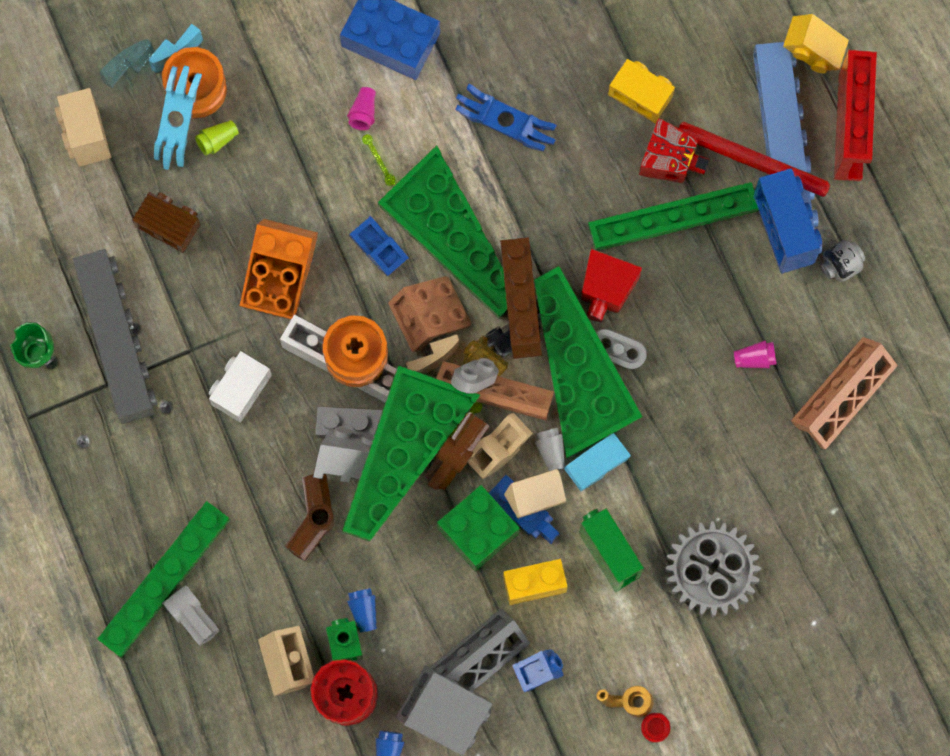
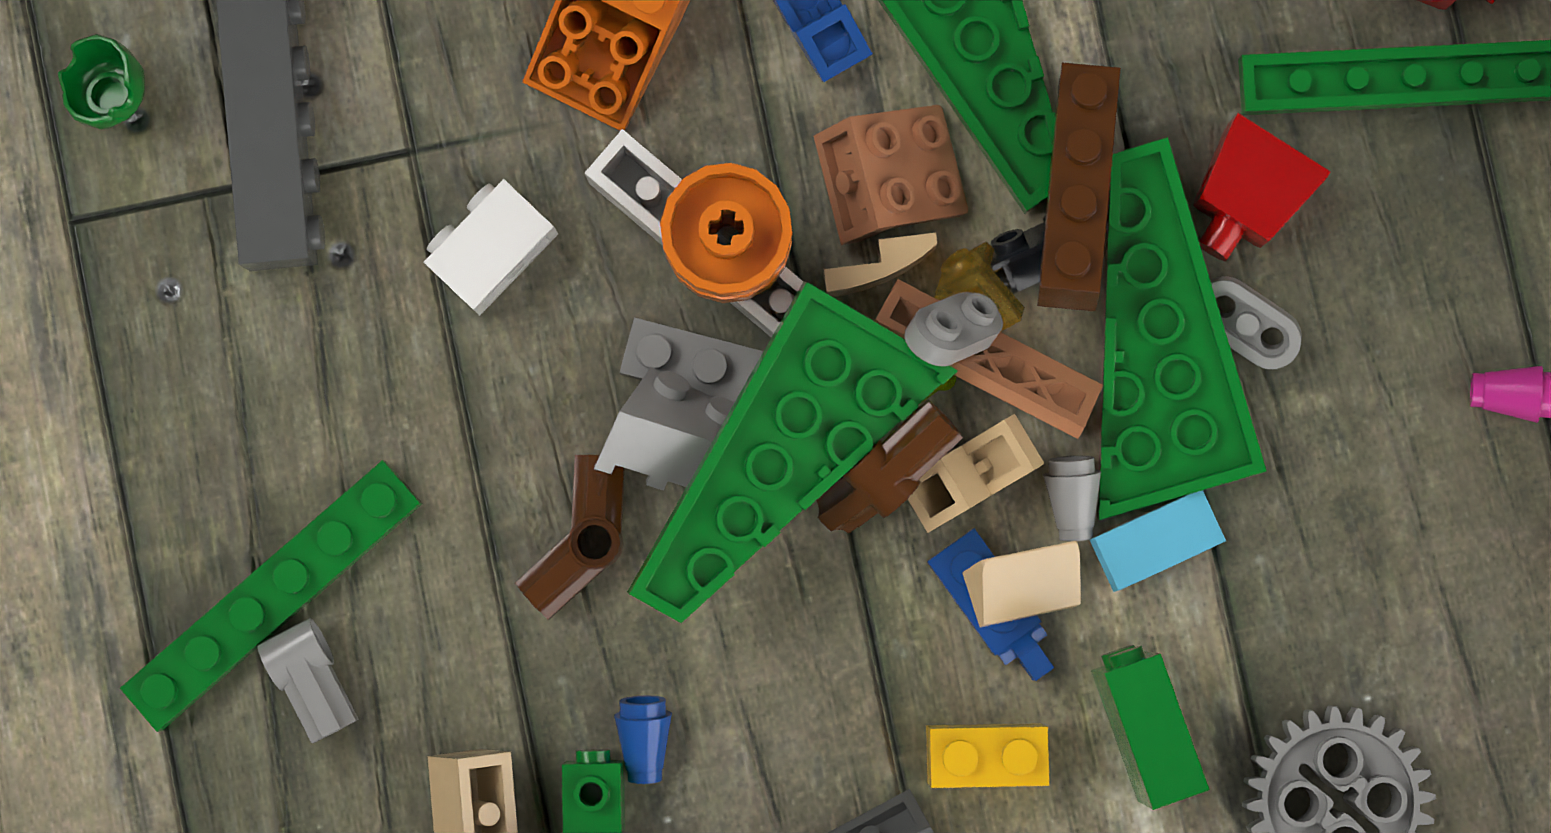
camera: 15 degrees right, 10 degrees up
(478, 528) = (899, 626): green brick -> none

